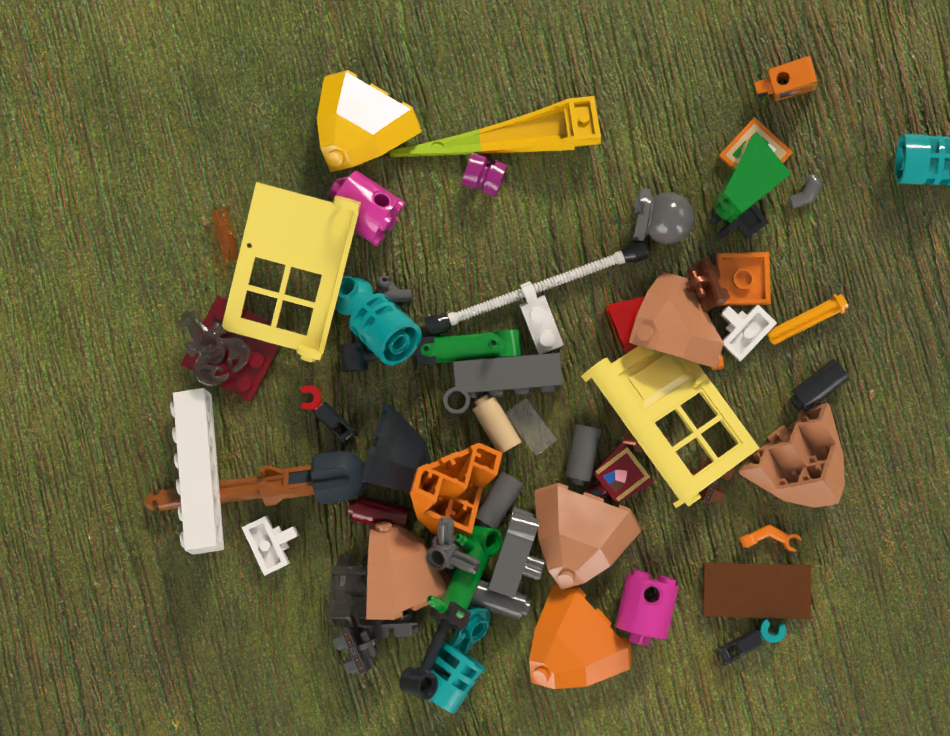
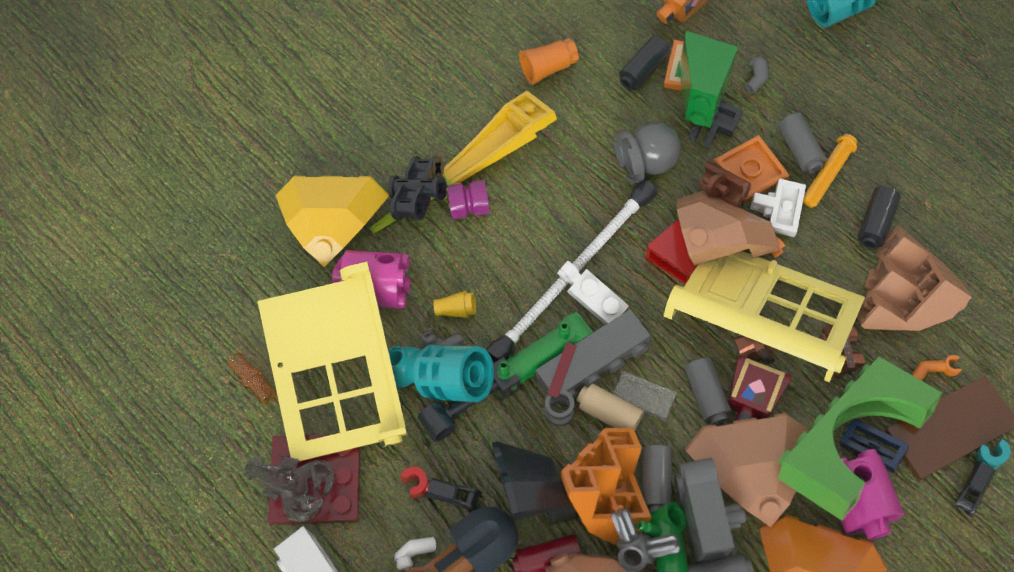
camera: 30 degrees left, 20 degrees down
(280, 448) = (412, 548): none -> white arm
(423, 265) = (456, 305): none -> yellow cone
(446, 140) = (413, 192): none -> black axle
(474, 374) = (561, 370): none -> dark red piece
(617, 569) = (814, 464): none -> bright green arch
(630, 75) = (547, 59): none -> orange plant
(674, 550) = (889, 440): none -> dark blue tile
(712, 126) = (644, 63): none -> black brick
(800, 282) = (802, 143): none -> dark grey brick

